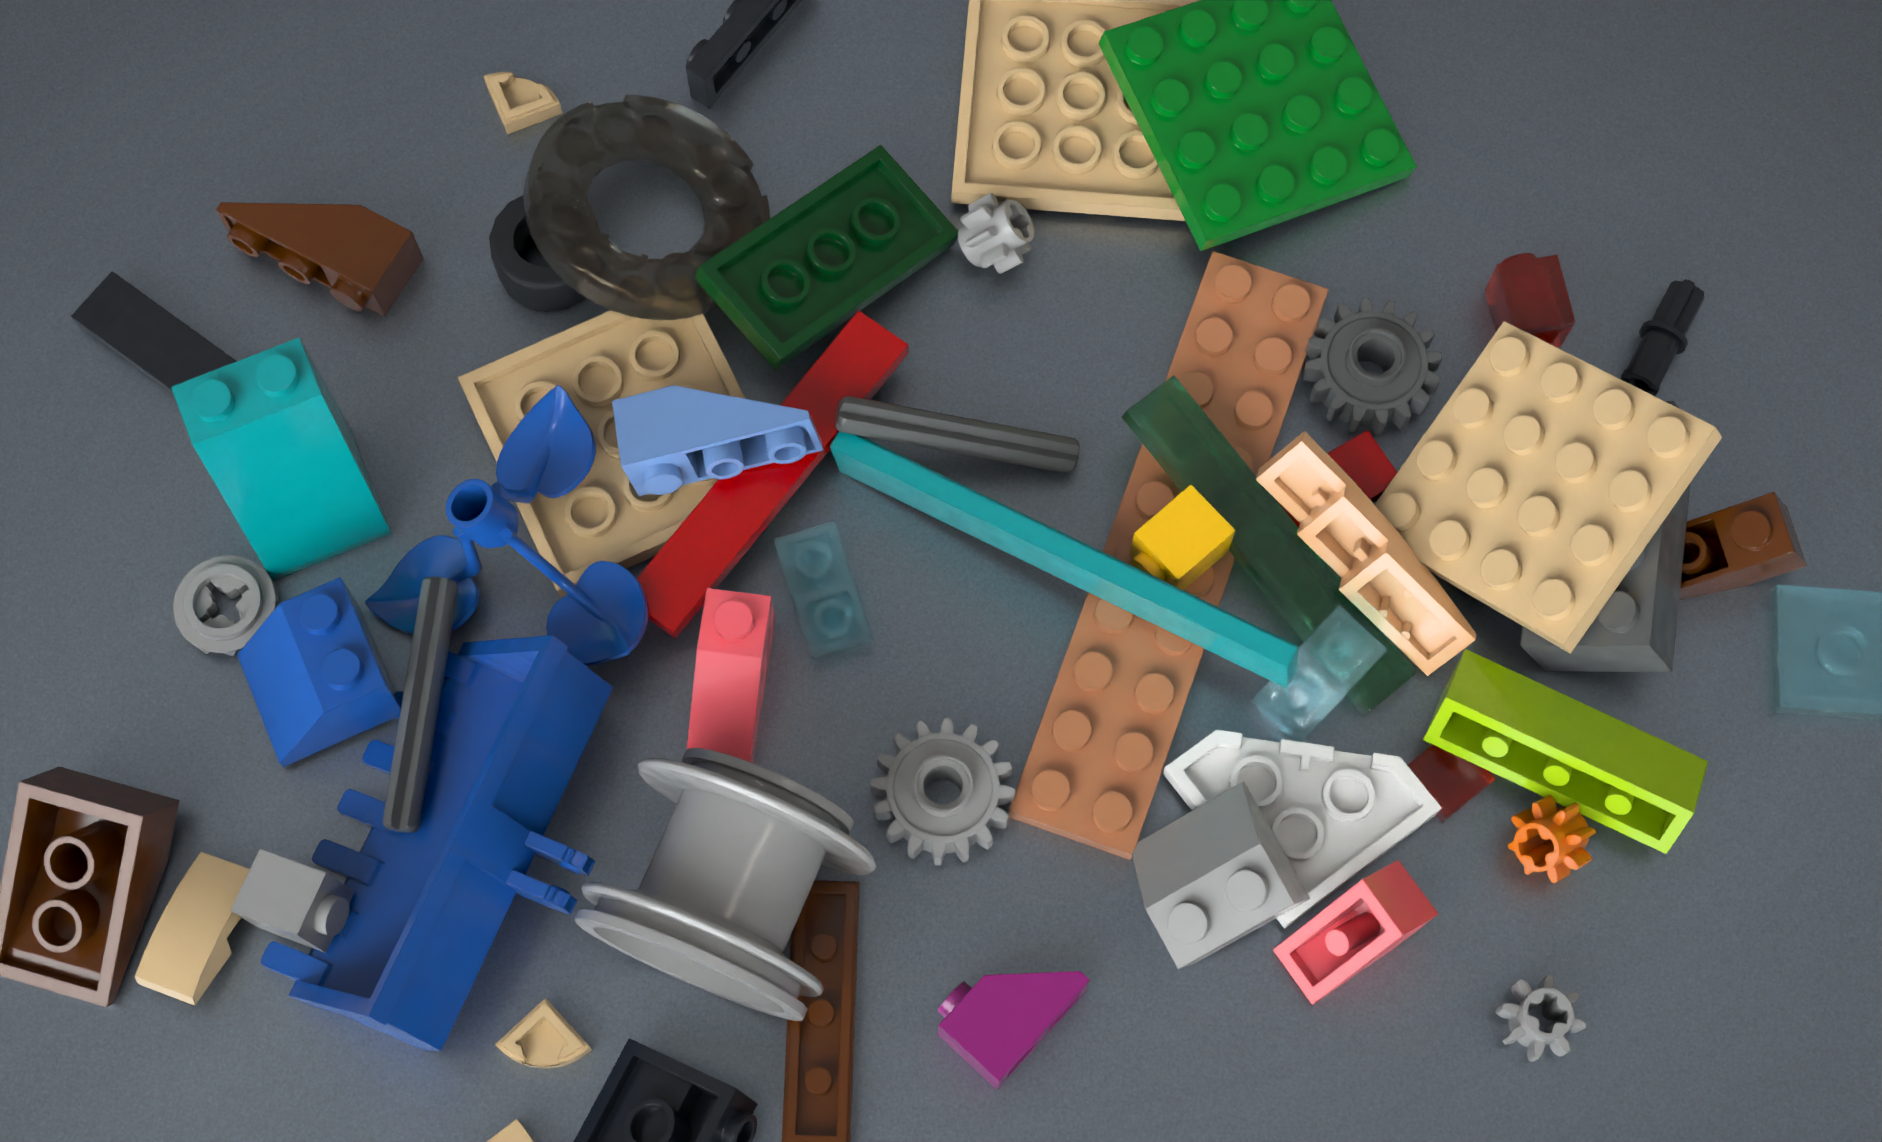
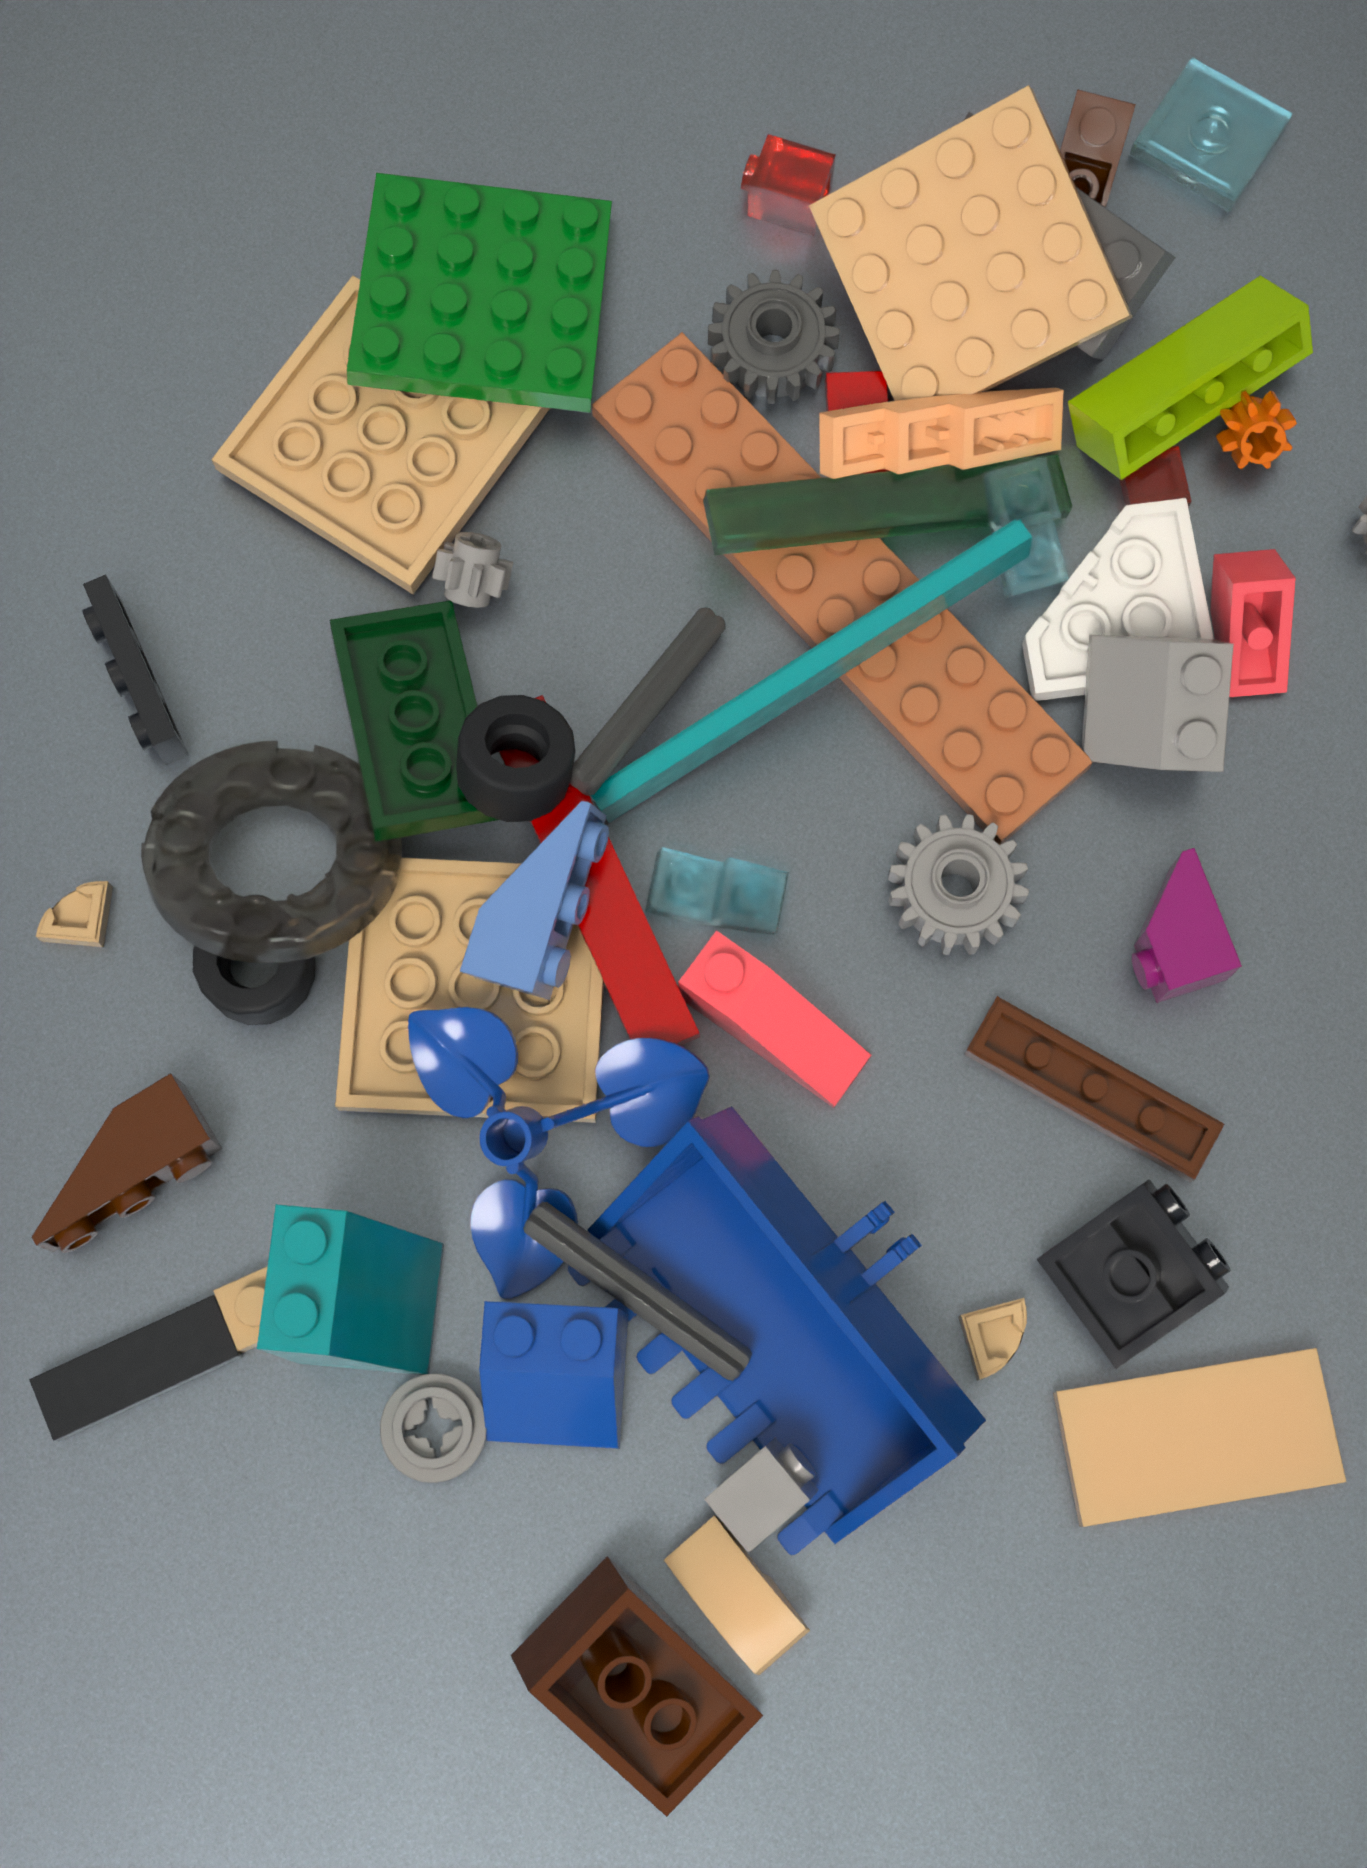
camera: 60 degrees left, 5 degrees up
(728, 880) = (971, 1090): light grey wheel -> none
(842, 313) = (522, 725): none -> black tyre
(1181, 540) = (856, 566): yellow brick -> none
(1663, 336) = (875, 103): black axle -> none

